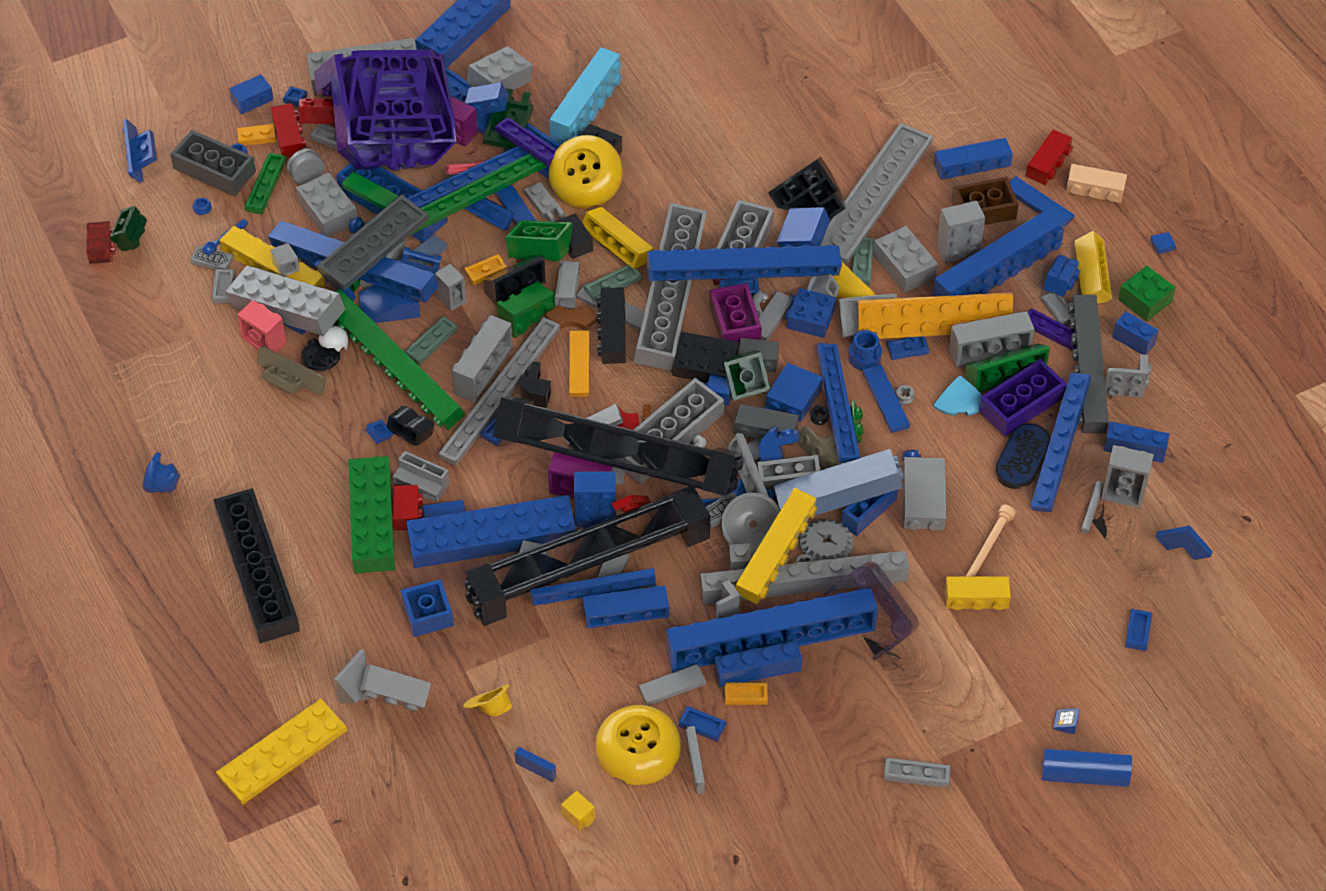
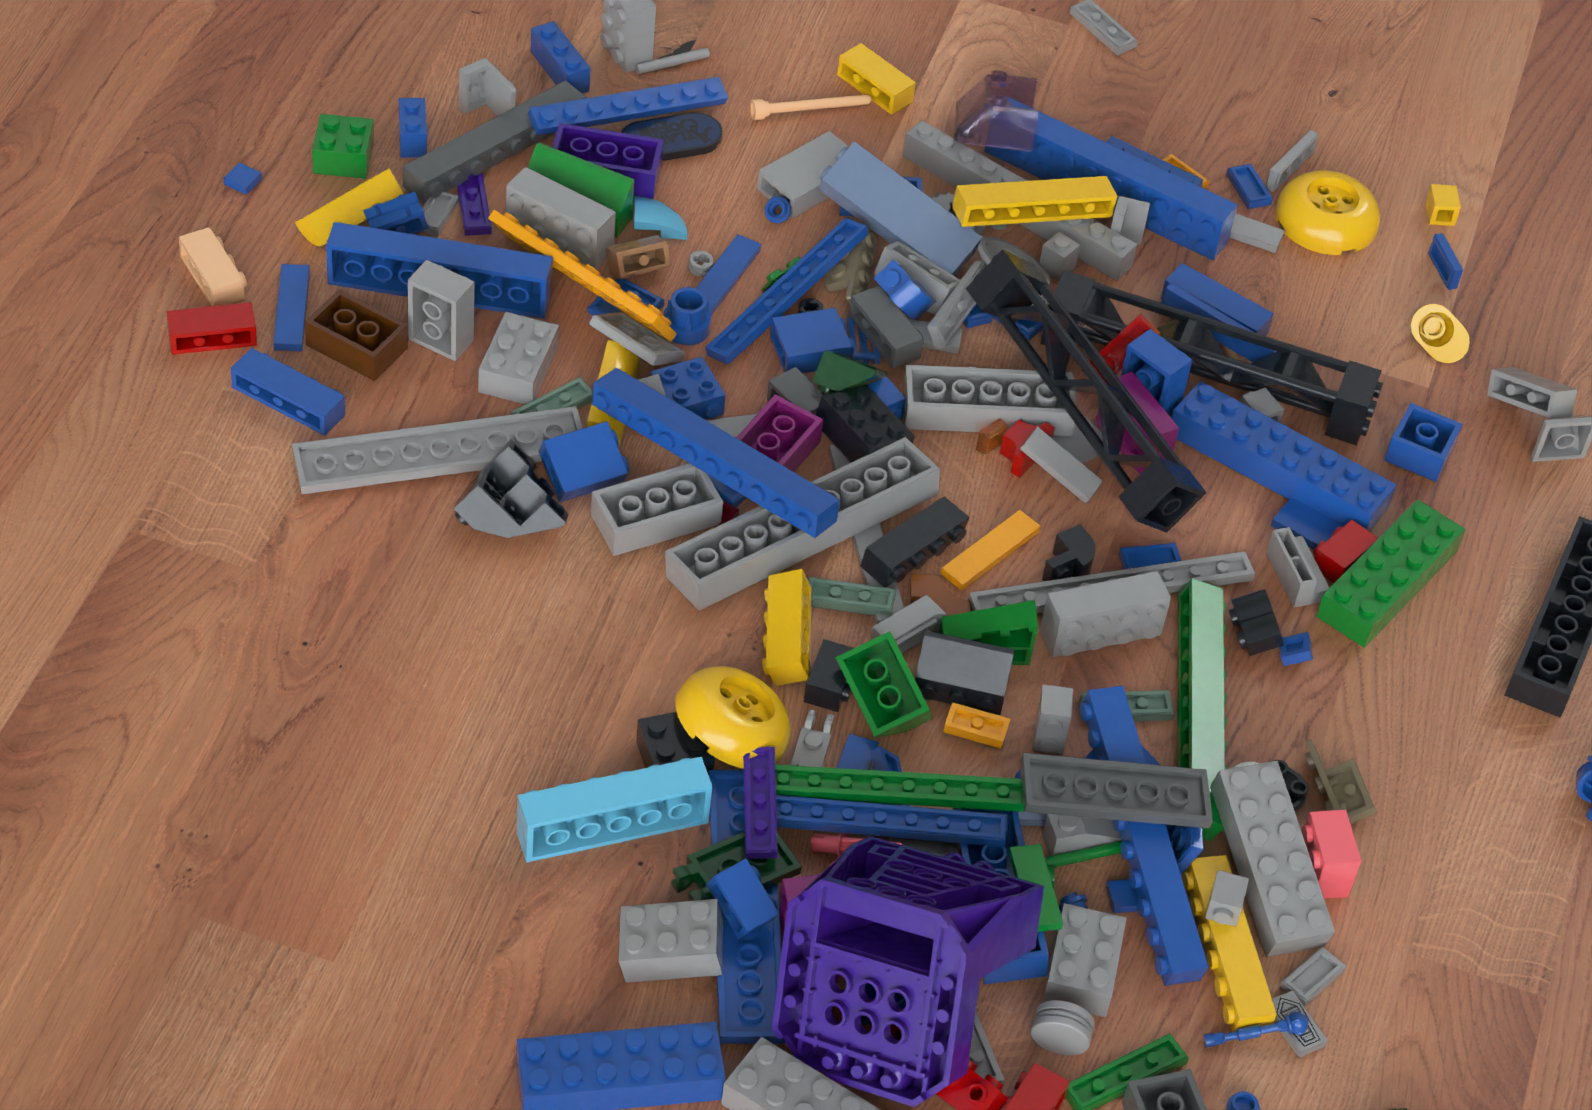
camera: 140 degrees left, 5 degrees down
(931, 359) = (638, 256): none -> medium nougat brick

